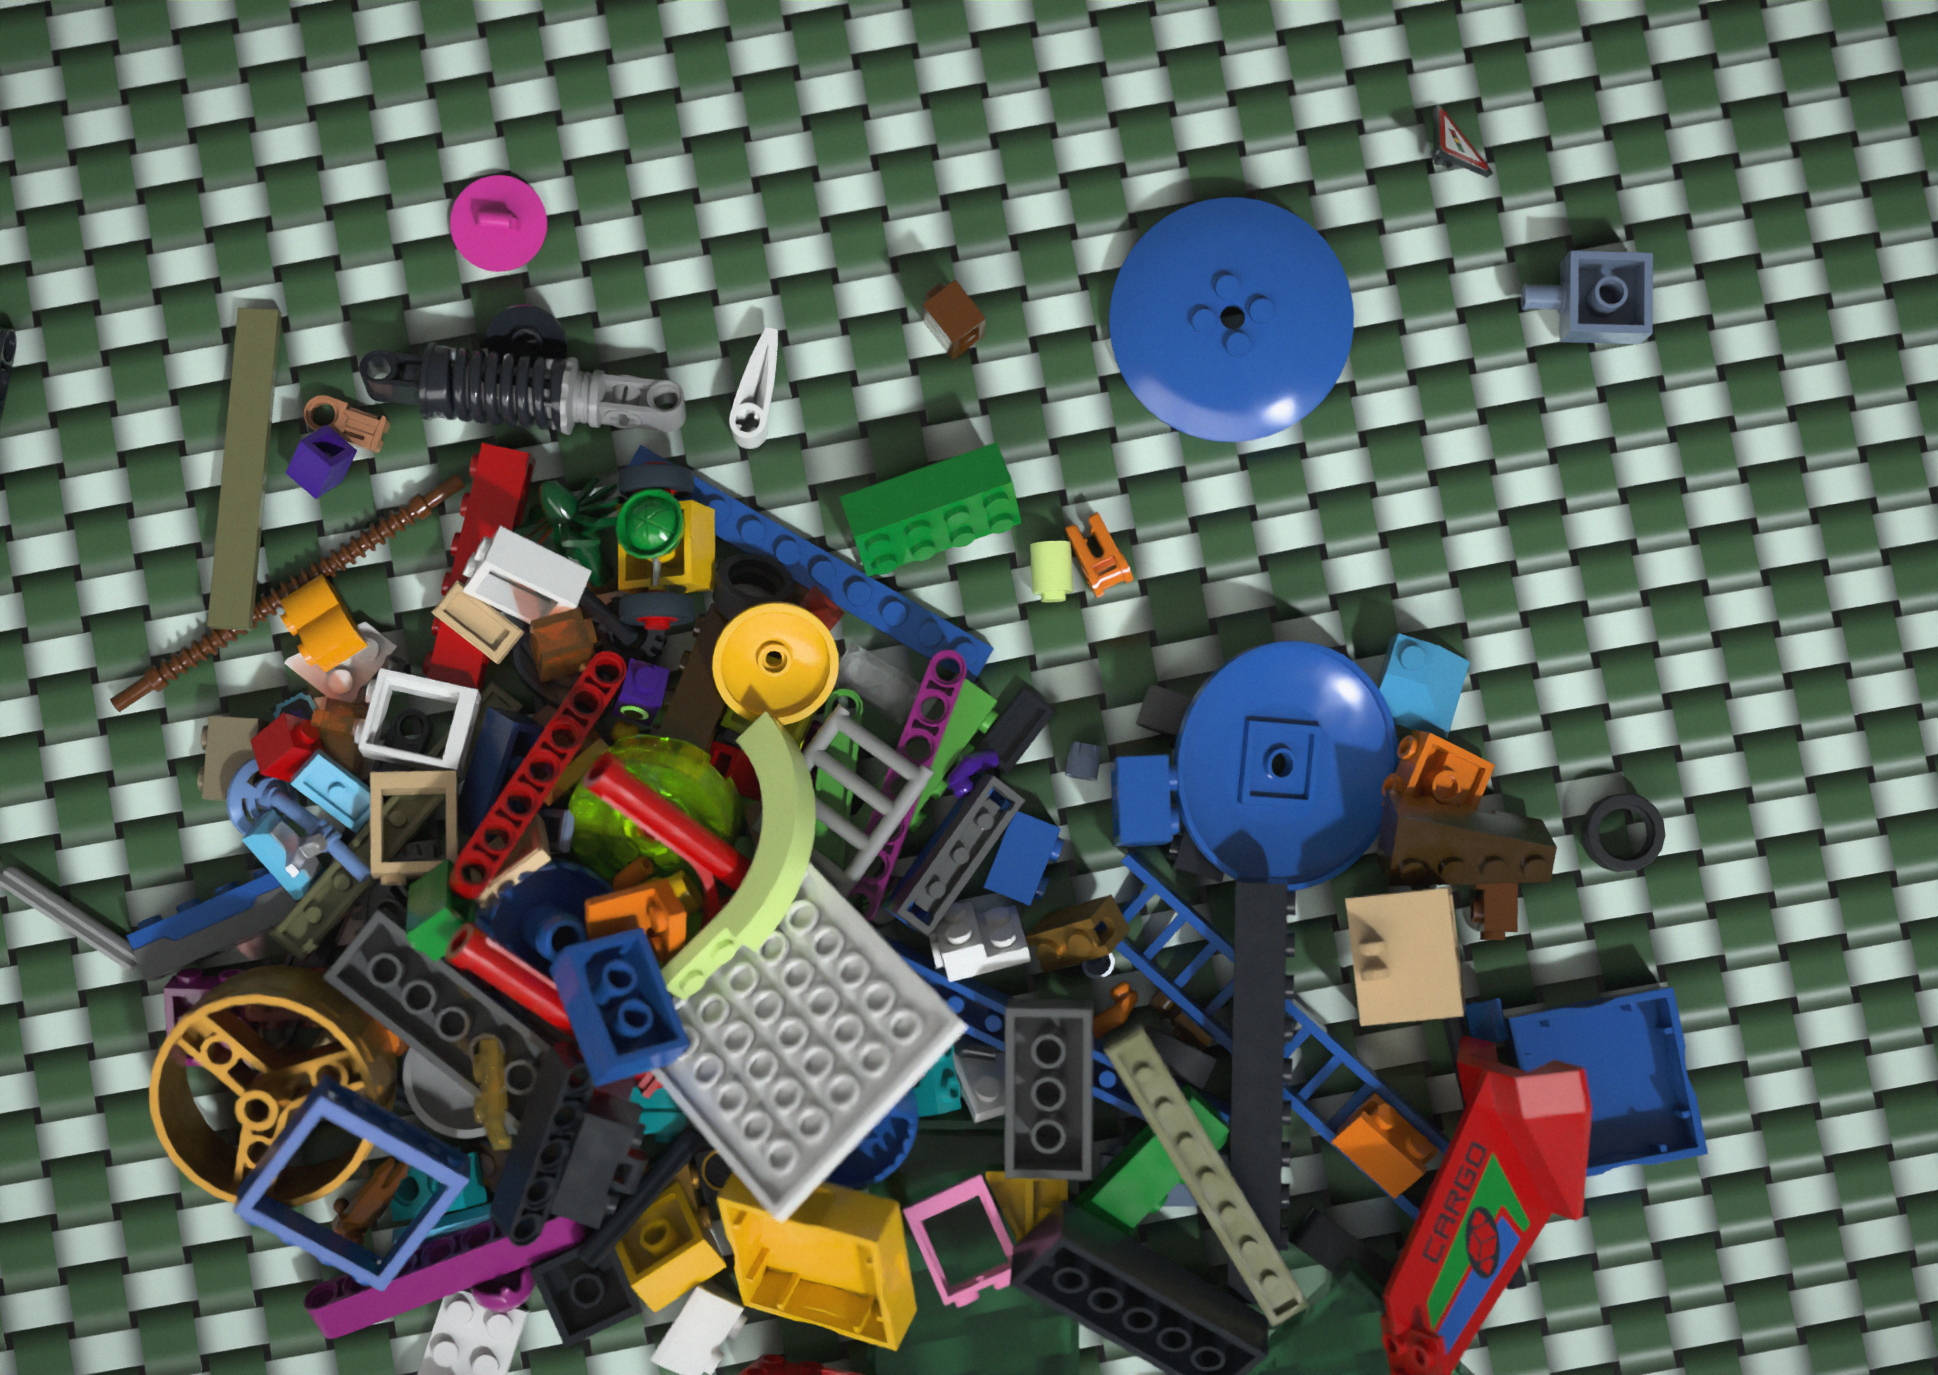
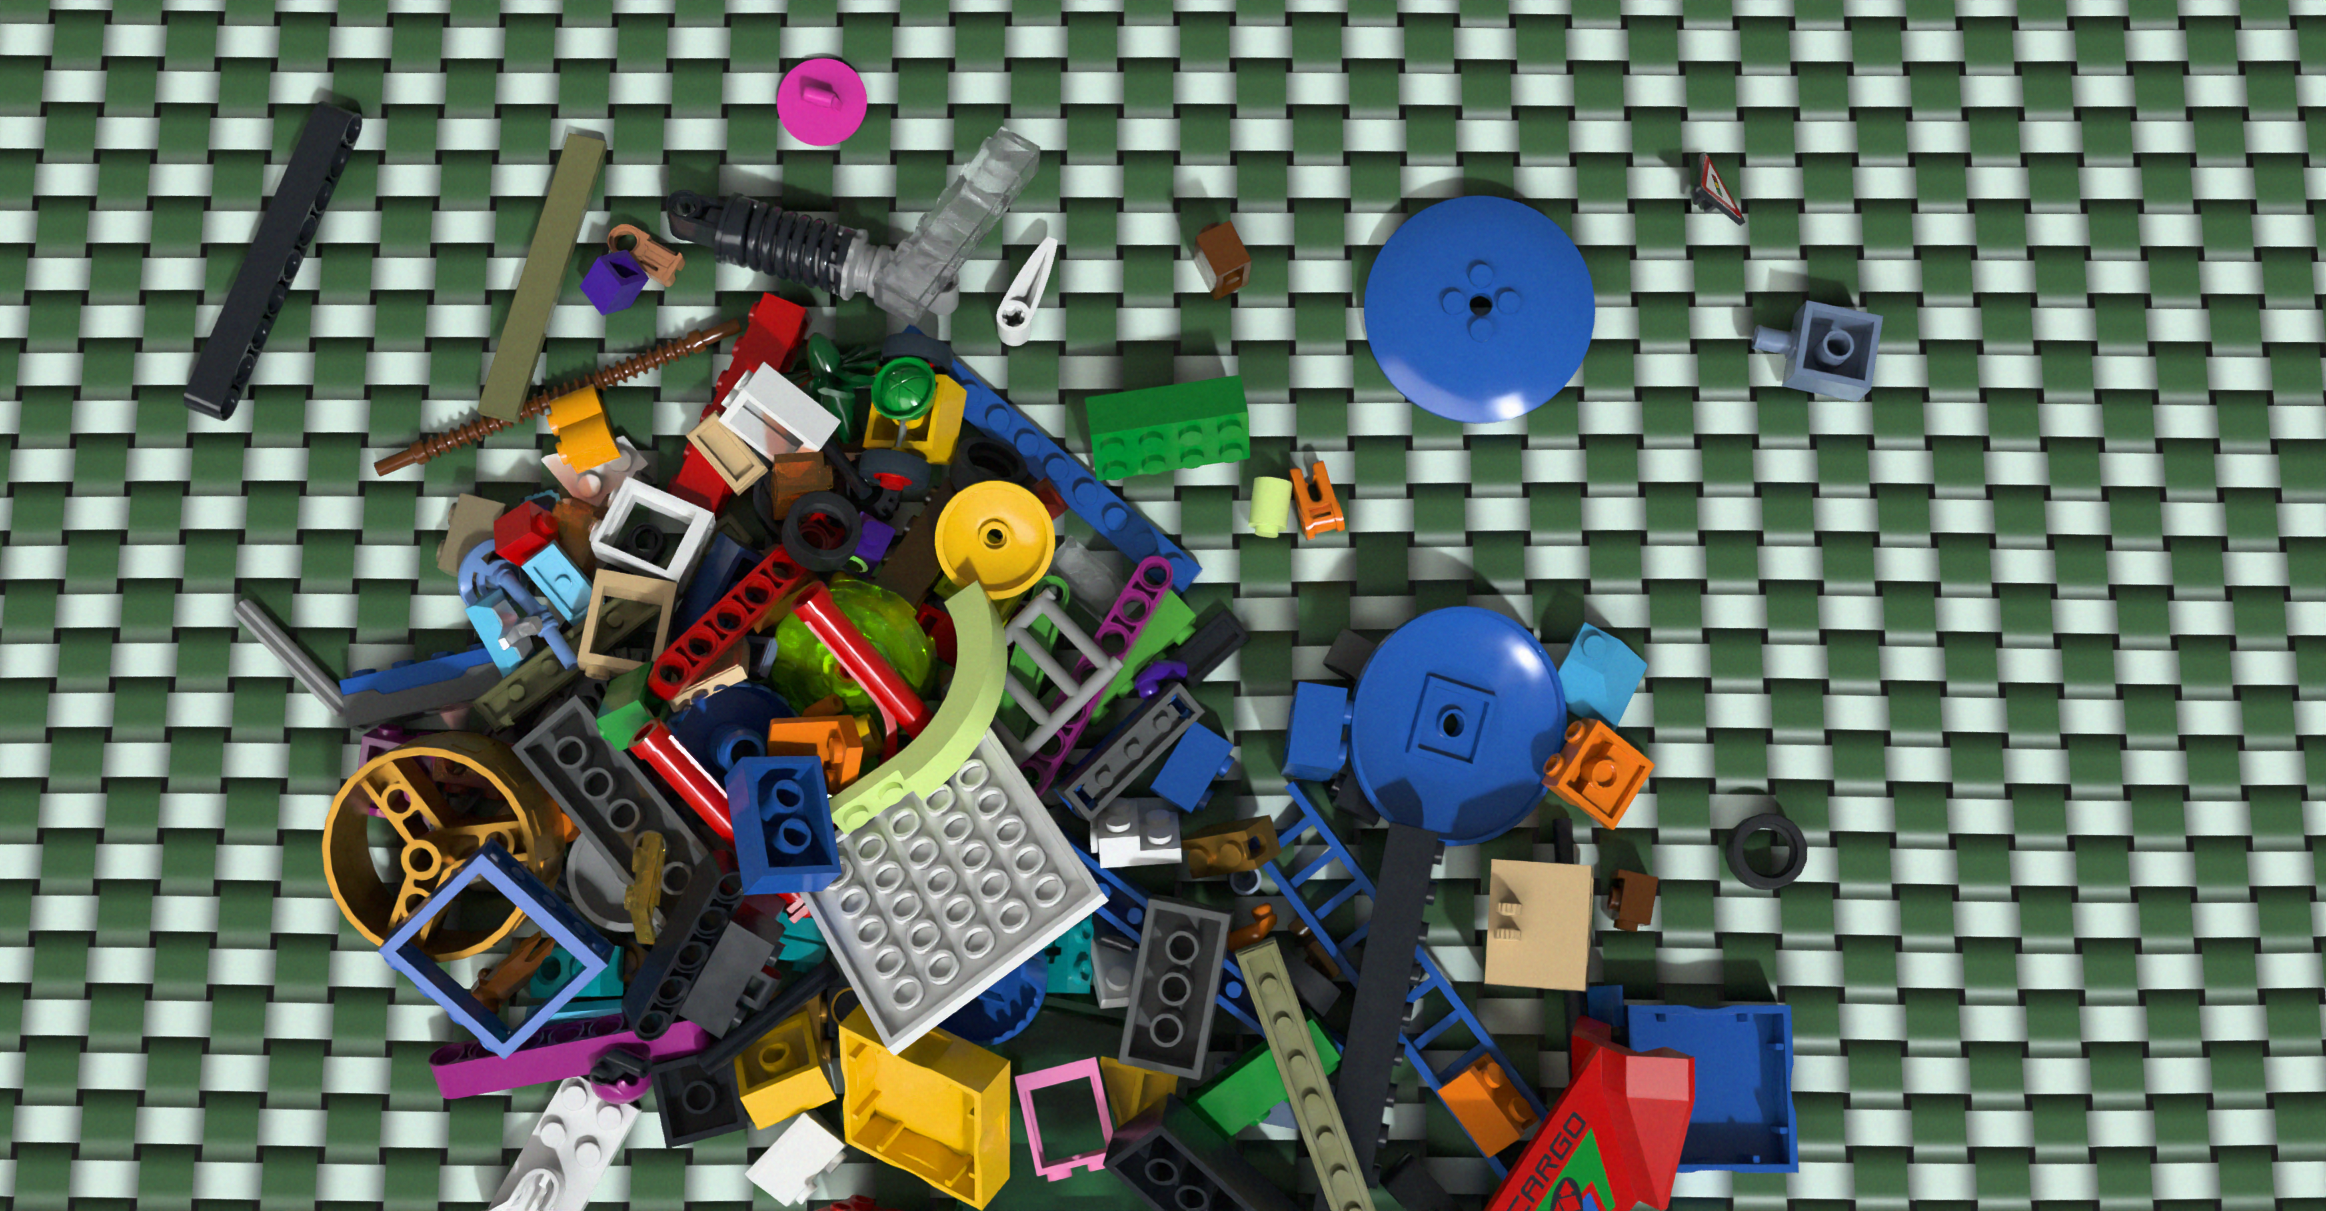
camera: 10 degrees right, 5 degrees down
(497, 1272) = (618, 1062): none -> black arm
(509, 325) = (815, 190): black dish -> none
(599, 660) = (829, 504): none -> black tyre
(668, 336) = (955, 225): none -> clear brick
(1083, 761) = (1266, 689): sand blue hose -> none
(1457, 845) = (1609, 832): dark brown wedge -> none

